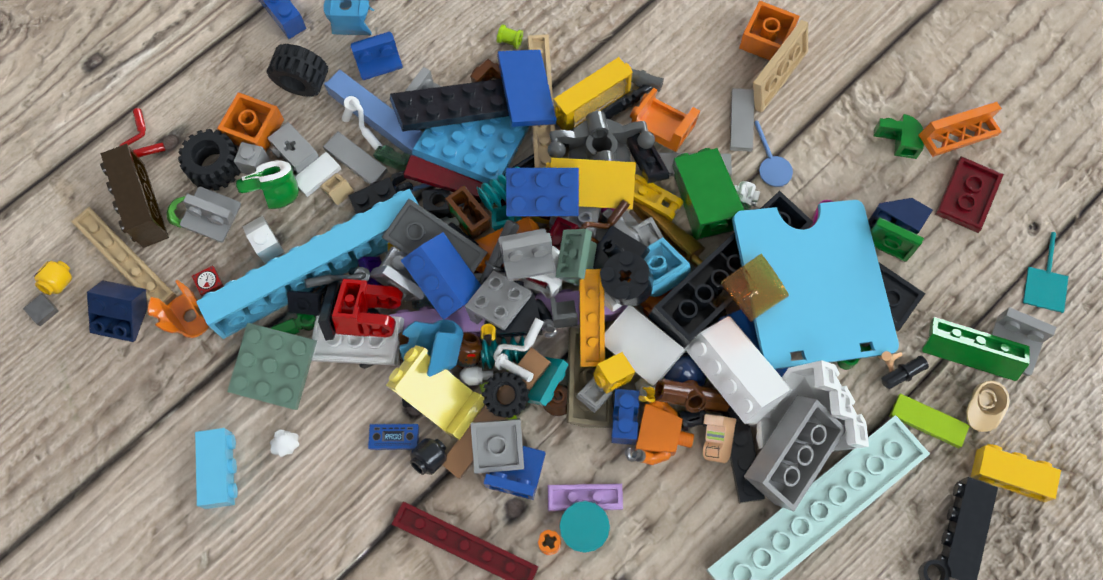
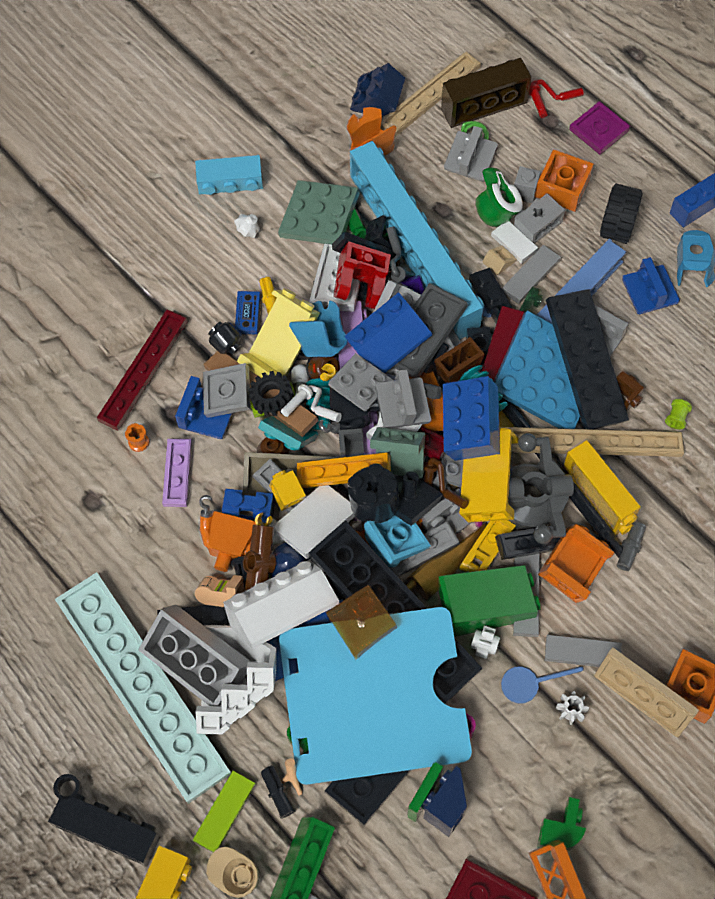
camera: 90 degrees right, 5 degrees down
(41, 309) = (382, 39): flat silver tile -> none
(53, 277) = (410, 43): yellow head -> none
(186, 94) = (599, 127): none -> magenta plate
(203, 146) = (524, 136): black tyre -> none
(207, 281) = (405, 159): tile -> none
(262, 239) = (444, 198): white slope -> none
(352, 104) = (581, 260): white piece -> none
(378, 412) = (267, 289): none -> yellow axle
(526, 88) = (608, 421): blue tile -> none
(584, 526) = (148, 468): teal tile -> none
(796, 126) = (573, 714): none -> white gear

